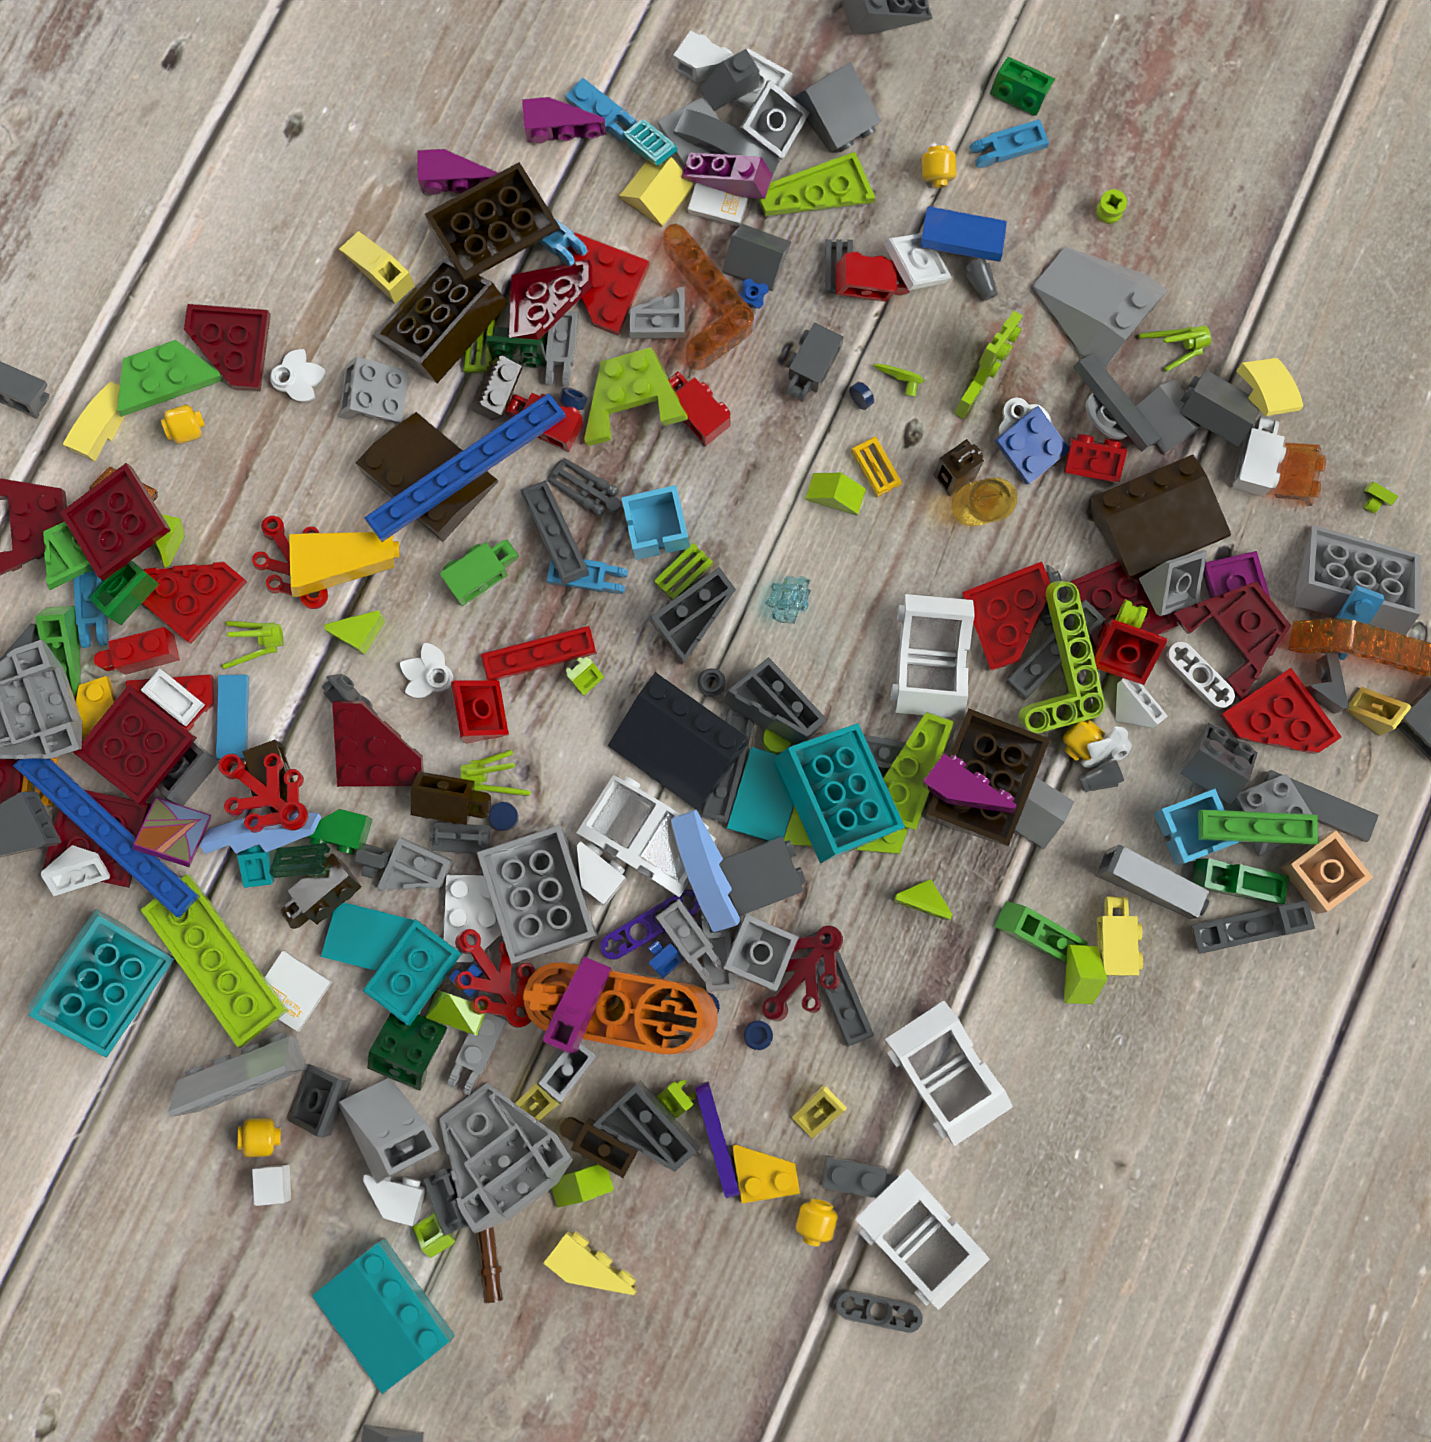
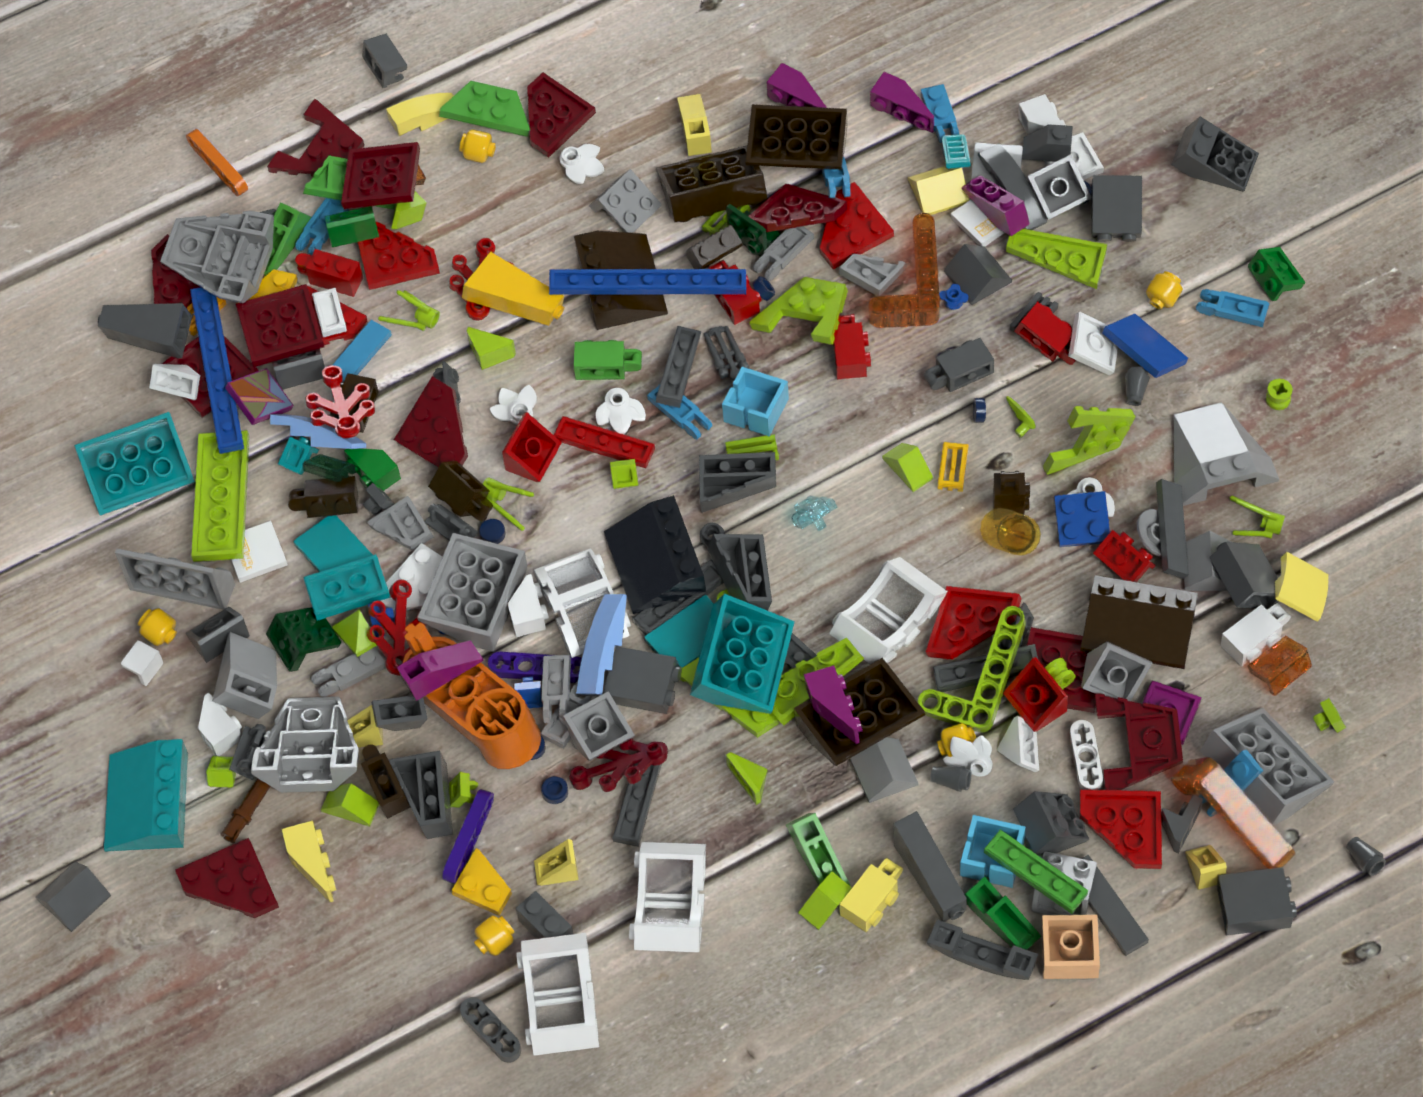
camera: 40 degrees right, 20 degrees down
(527, 1339) = (230, 880): none -> dark red plate
(533, 616) = (619, 414): none -> white plate

